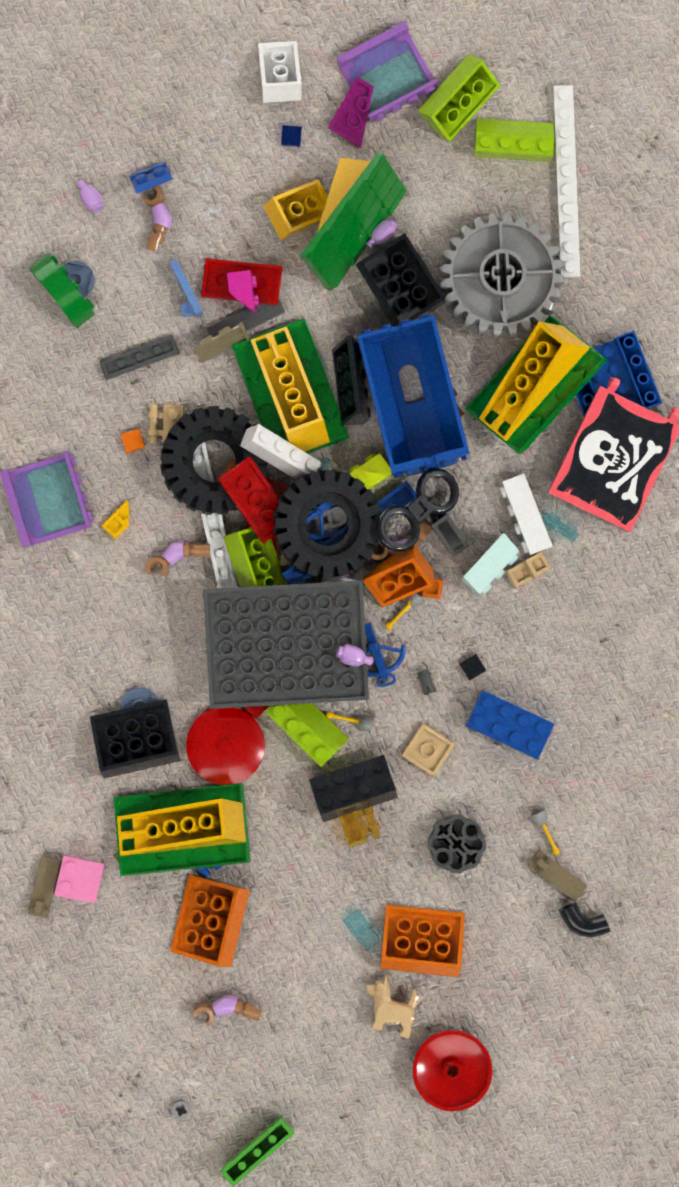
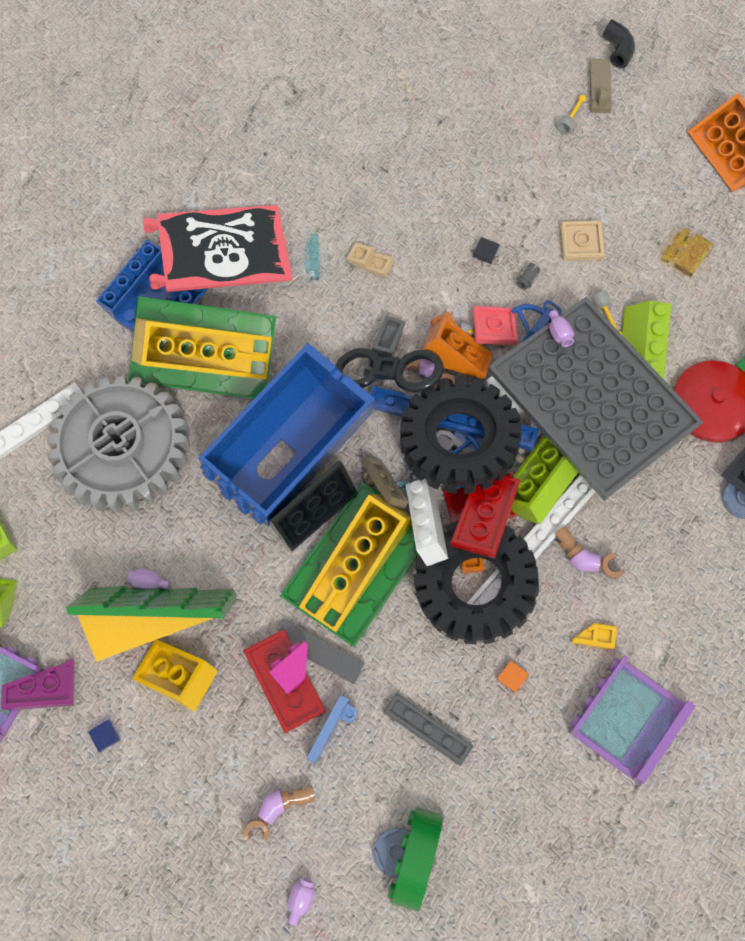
camera: 120 degrees left, 15 degrees down
(150, 177) = (239, 847): blue plate -> none
(170, 416) = (463, 654): tan plate -> none
(216, 345) = (352, 653): dark tan piece -> none
(280, 71) = (42, 792): white slope -> none
(333, 447) = (377, 474): none -> dark tan hinge
(353, 788) = (665, 268): black piece -> none
(371, 472) = (382, 439): neon yellow brick -> none
(401, 281) = (183, 527): black slope -> none
(402, 623) = (494, 325): none -> coral tile
(476, 840) = (628, 176): dark grey connector -> none
(491, 565) = (389, 289): light aqua slope -> none
(509, 724) = (512, 189): blue brick -> none
(526, 515) = (324, 289): white brick -> none

